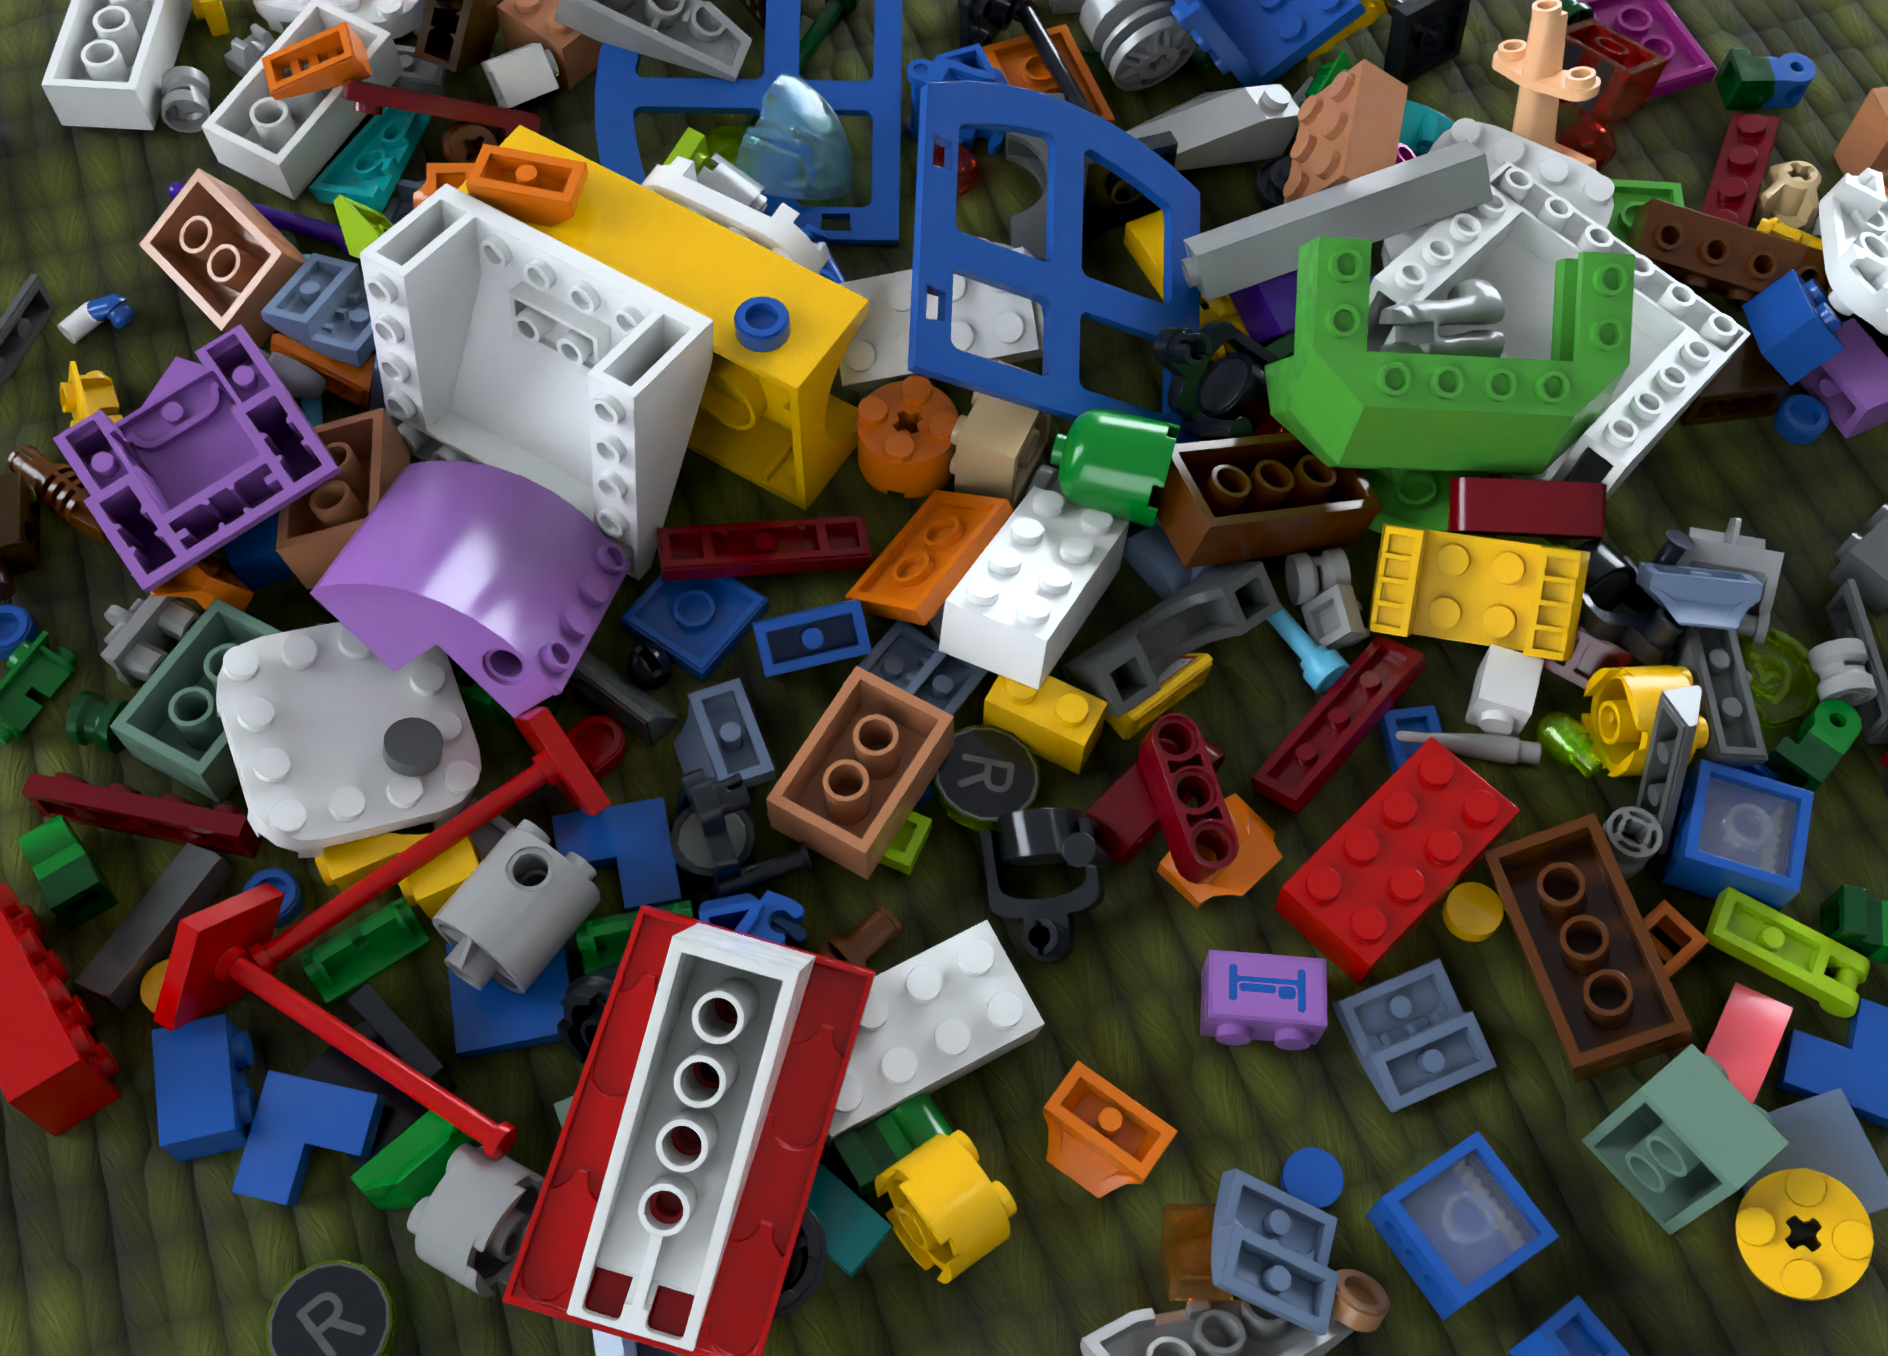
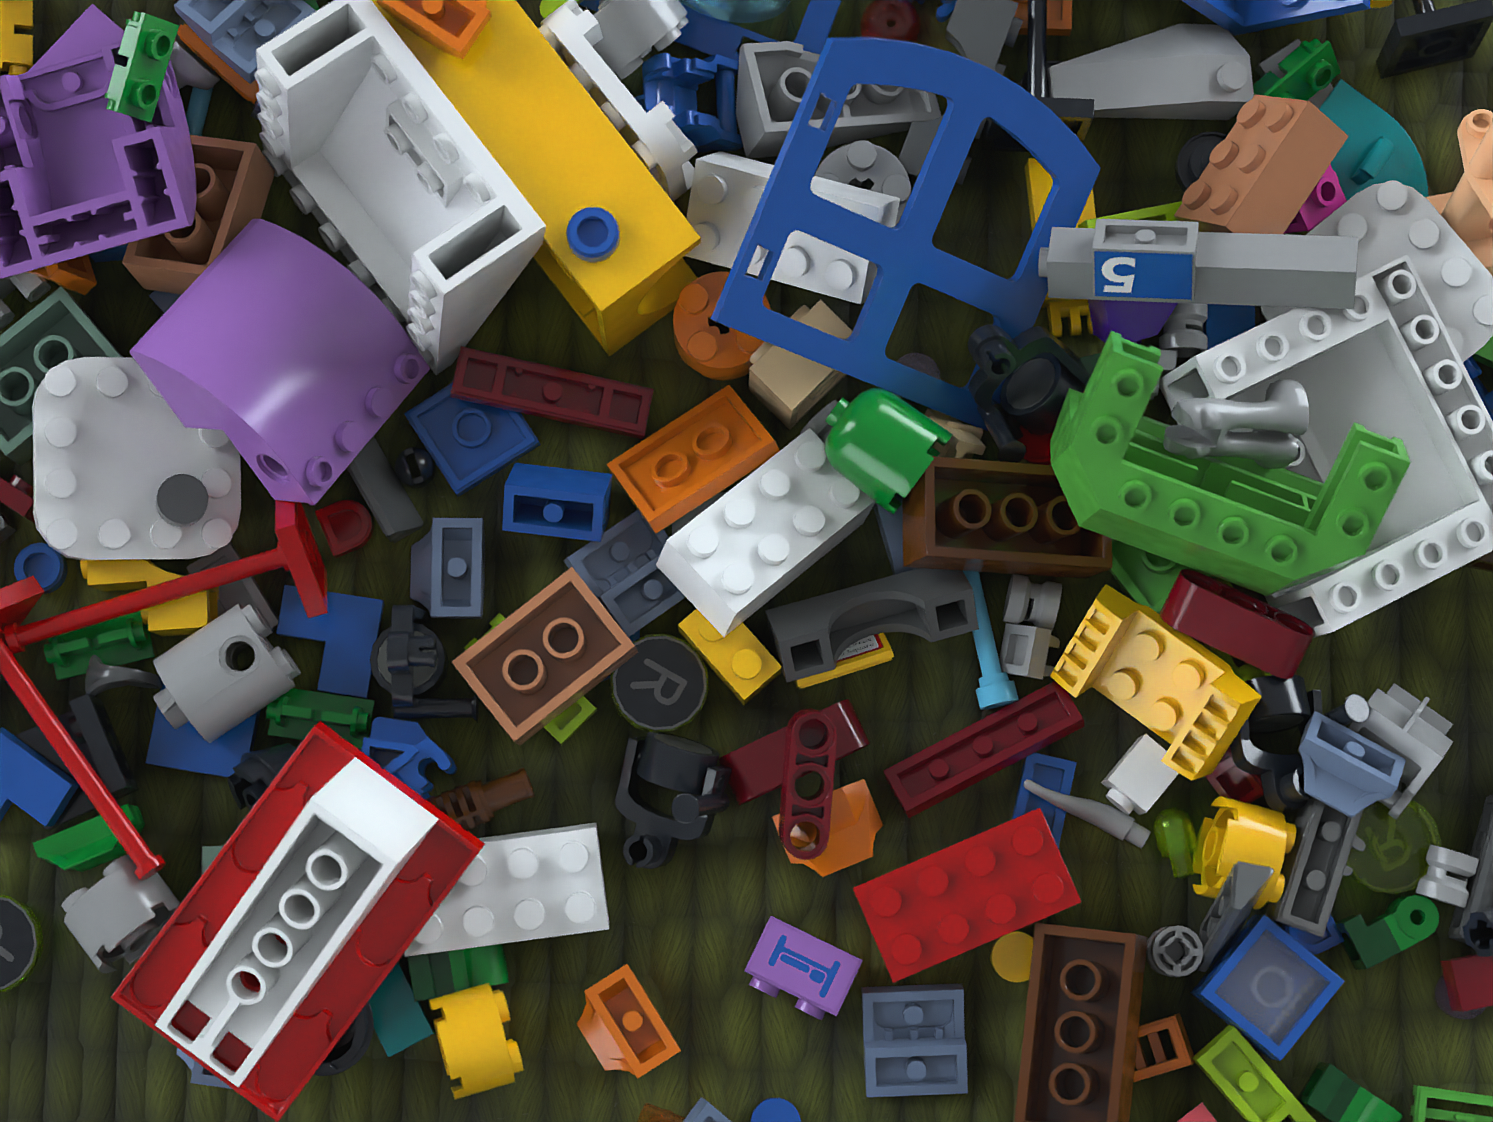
camera: 20 degrees right, 20 degrees up
(245, 334) = (137, 86): none -> green hinge
(378, 973) = (104, 677): none -> dark grey piece
(878, 234) = (773, 84): none -> light grey wedge
(1284, 219) = (1144, 259): none -> panel

